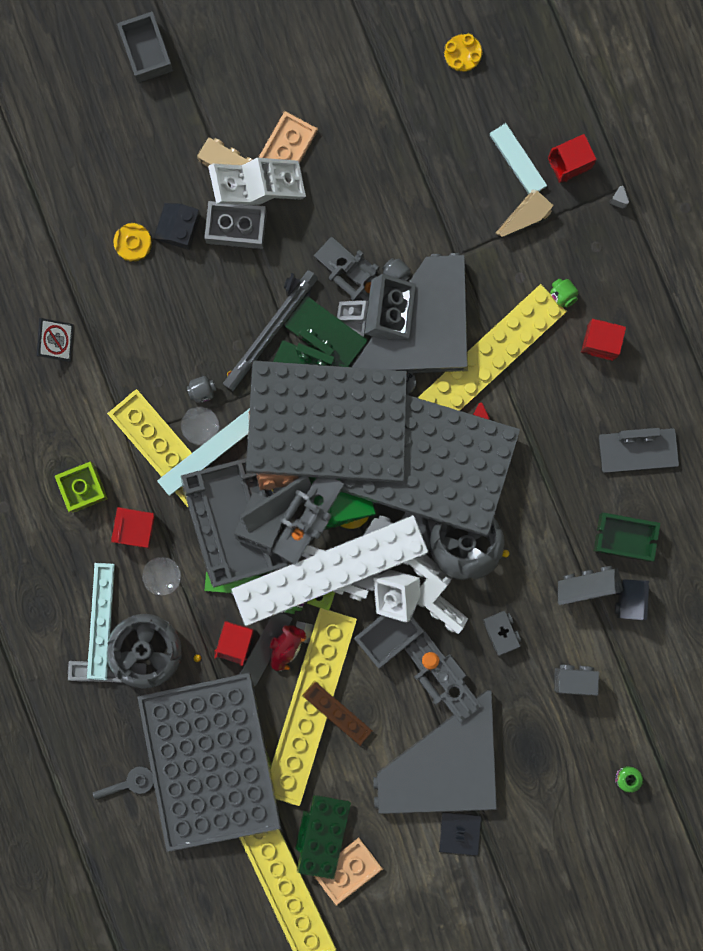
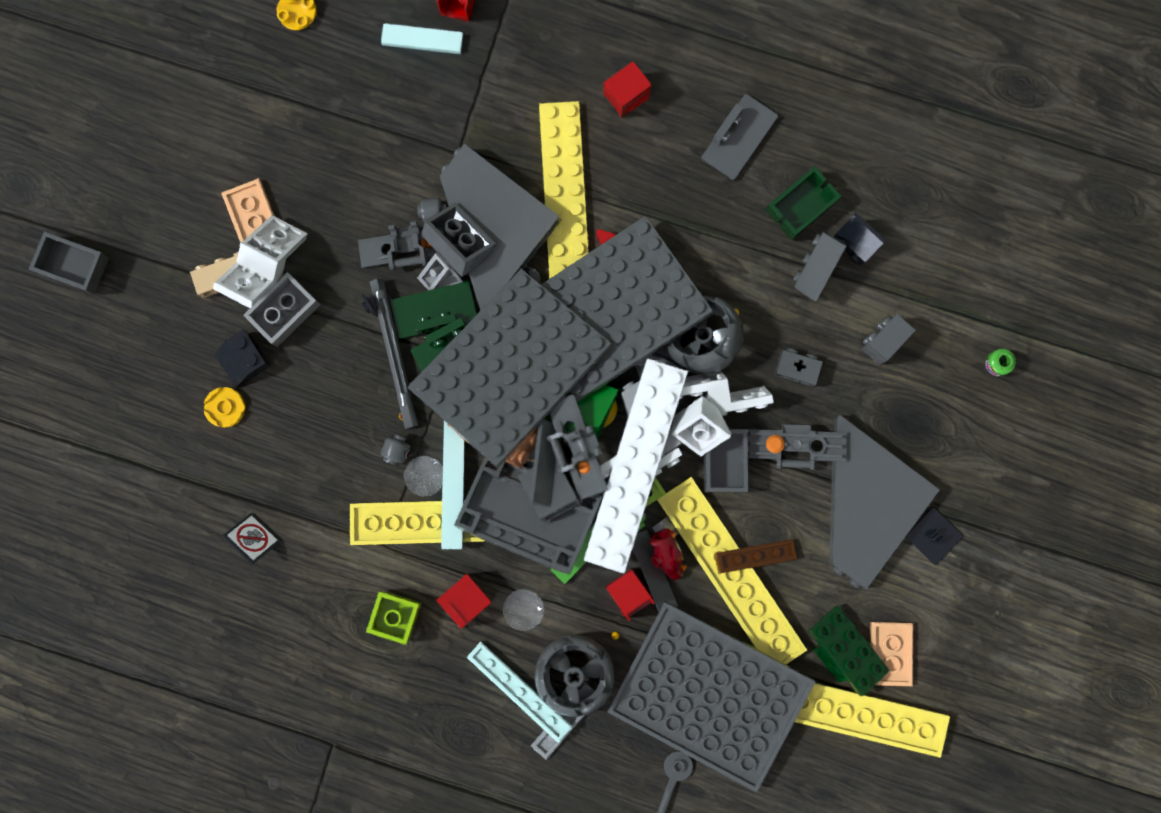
camera: 50 degrees left, 0 degrees up
(530, 211) = (472, 62): tan slope -> none
(564, 292) = (562, 90): bright green head -> none

